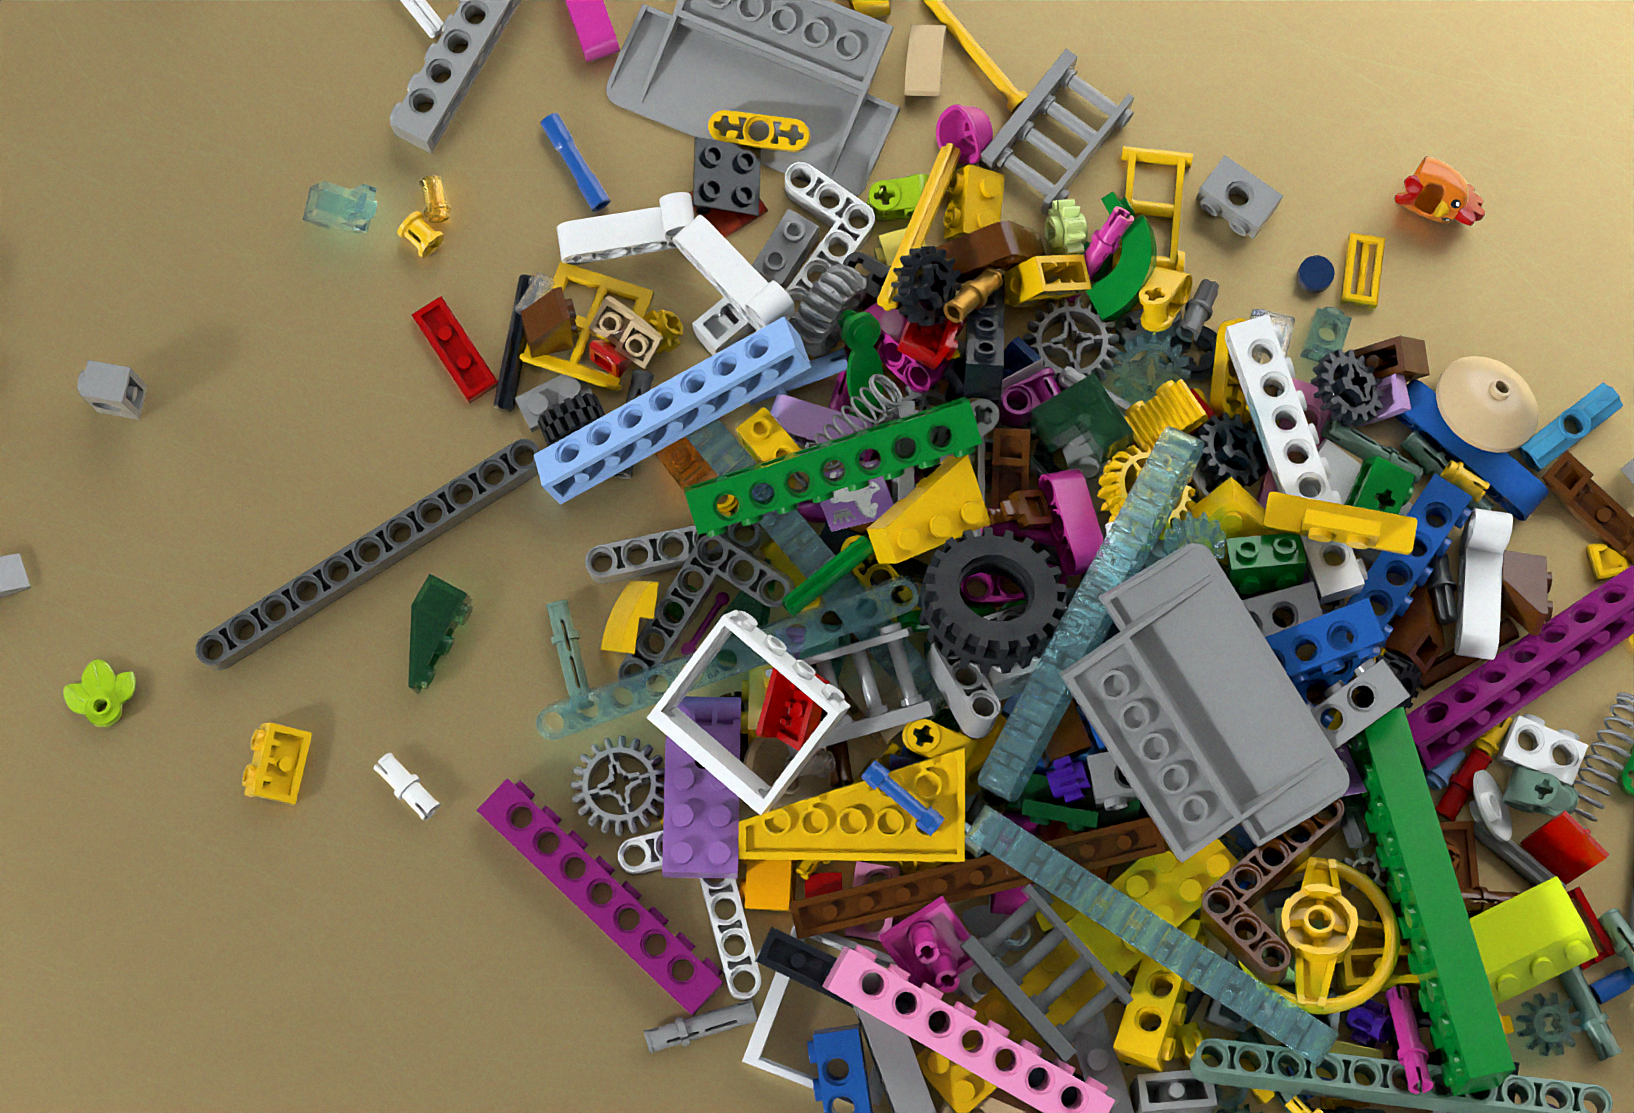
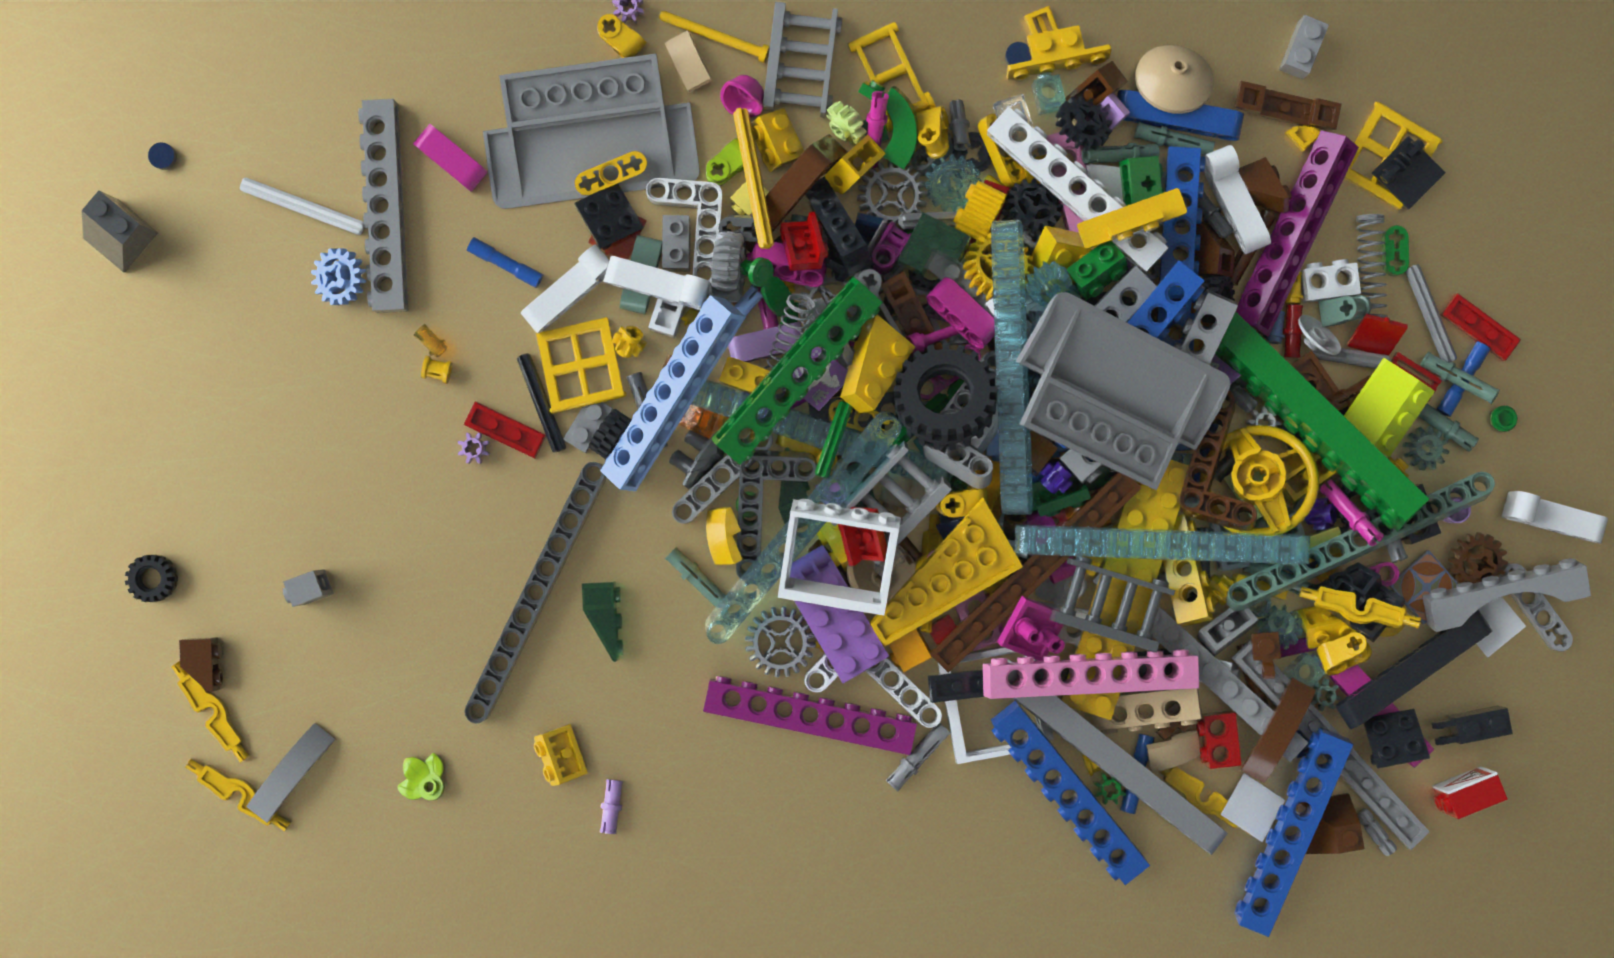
camera: 35 degrees left, 10 degrees up
(297, 861) = (611, 806): none -> lavender pin
(340, 207) = (375, 383): clear light blue brick -> none
(377, 66) = (338, 276): none -> light blue gear
(407, 786) = (649, 721): white pin -> none
(411, 354) = (480, 451): none -> lavender gear
(538, 288) = (536, 367): clear pin -> none
(549, 324) = (558, 382): reddish brown slope -> none
(604, 355) = (608, 378): red slope -> none
(627, 330) = (611, 355): tan slope -> none
(664, 516) = (705, 460): none -> dark grey connector
(697, 289) = (647, 252): none -> sand green beam
(721, 599) = (769, 531): dark pink hinge -> none
(877, 776) = (986, 556): blue bar -> none
(925, 285) = (785, 218): black gear -> none
(973, 295) = (817, 206): pearl gold pin -> none
(1027, 508) = (931, 323): reddish brown plate -> none
(1231, 179) = (954, 27): light grey brick -> none
(1365, 294) = (1056, 51): none -> yellow bracket
(1465, 480) = (1188, 138): yellow pin -> none
(1585, 414) = (1240, 48): dark azure piece -> none

